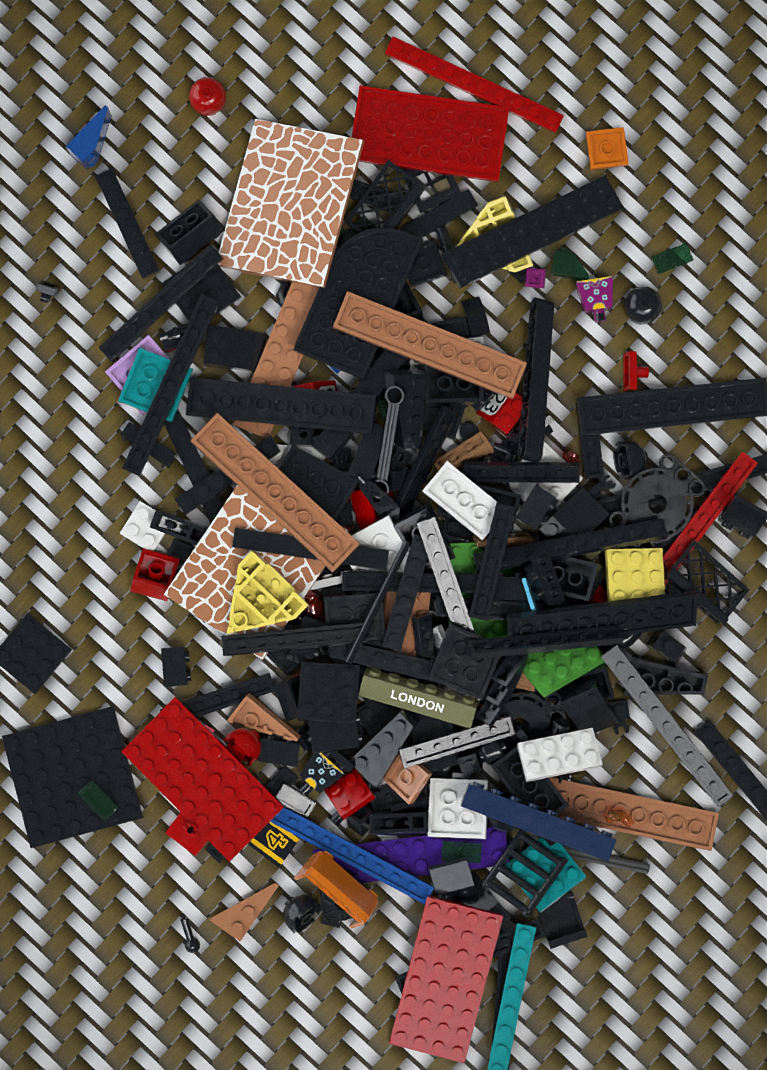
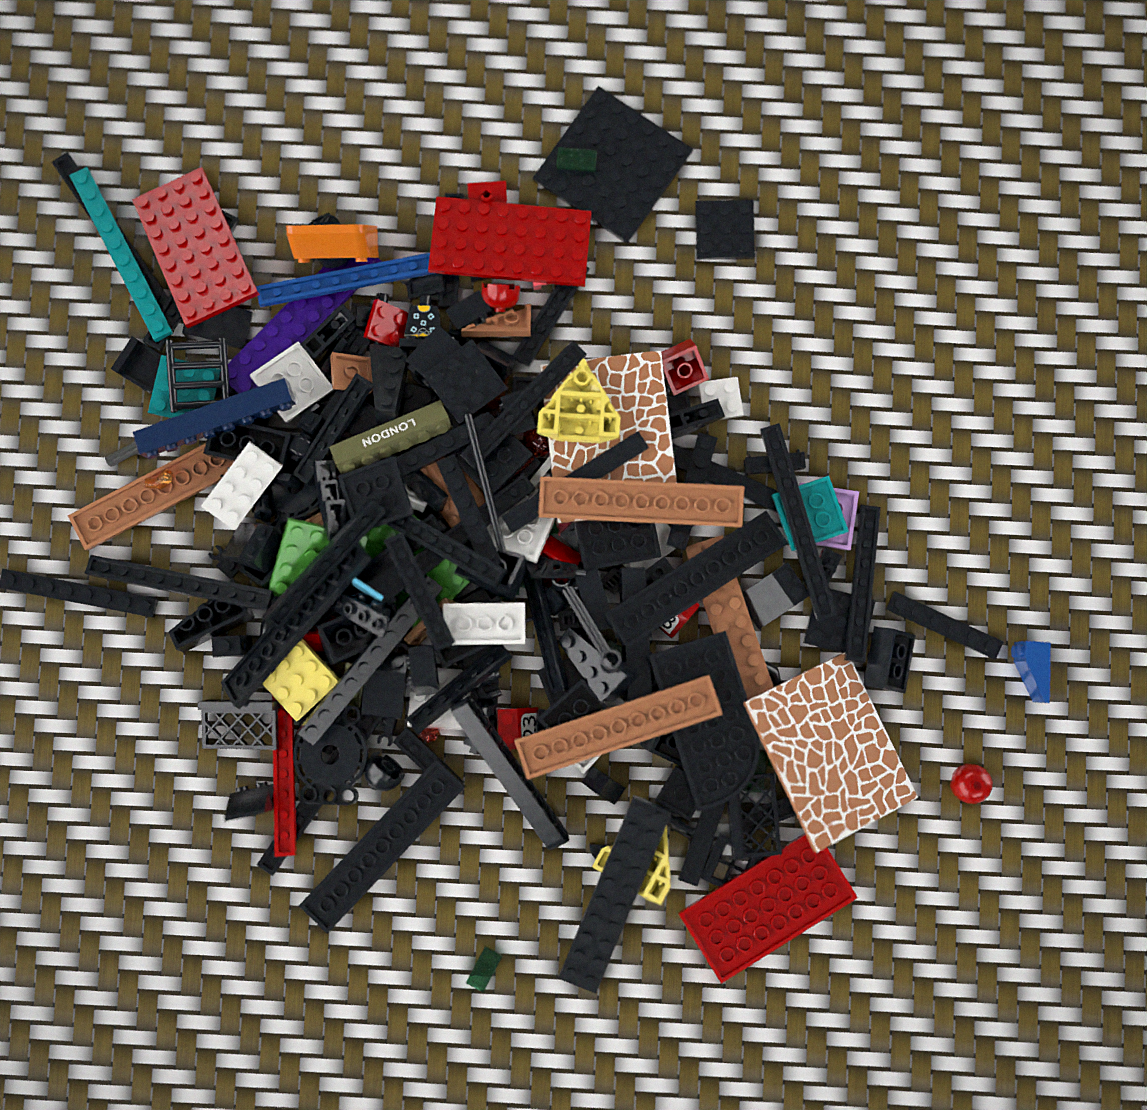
camera: 145 degrees right, 0 degrees up
(48, 290) = (960, 518): black tile -> none
(175, 666) = (605, 310): black brick -> none
(192, 945) = (414, 118): black bar -> none
(241, 916) = (394, 167): nougat wing -> none
(274, 843) = (413, 240): black tile -> none
(299, 912) = (351, 205): black cylinder -> none
(453, 879) = (249, 324): slope -> none
(456, 326) = (613, 760): black plate -> none
(457, 850) = (261, 351): clear green plate -> none
(468, 430) = (530, 687): black tile -> none
(468, 451) = (519, 666): medium nougat container -> none
(473, 84) = (766, 978): red plate -> none
(535, 278) = (581, 858): magenta tile -> none
(567, 266) = (563, 891): clear green slope -> none
(596, 296) = (519, 884): magenta torso -> none
(607, 148) = (612, 1017): orange plate -> none
(632, 371) = (439, 846): red tile -> none
(643, 305) = (476, 909): black cylinder -> none

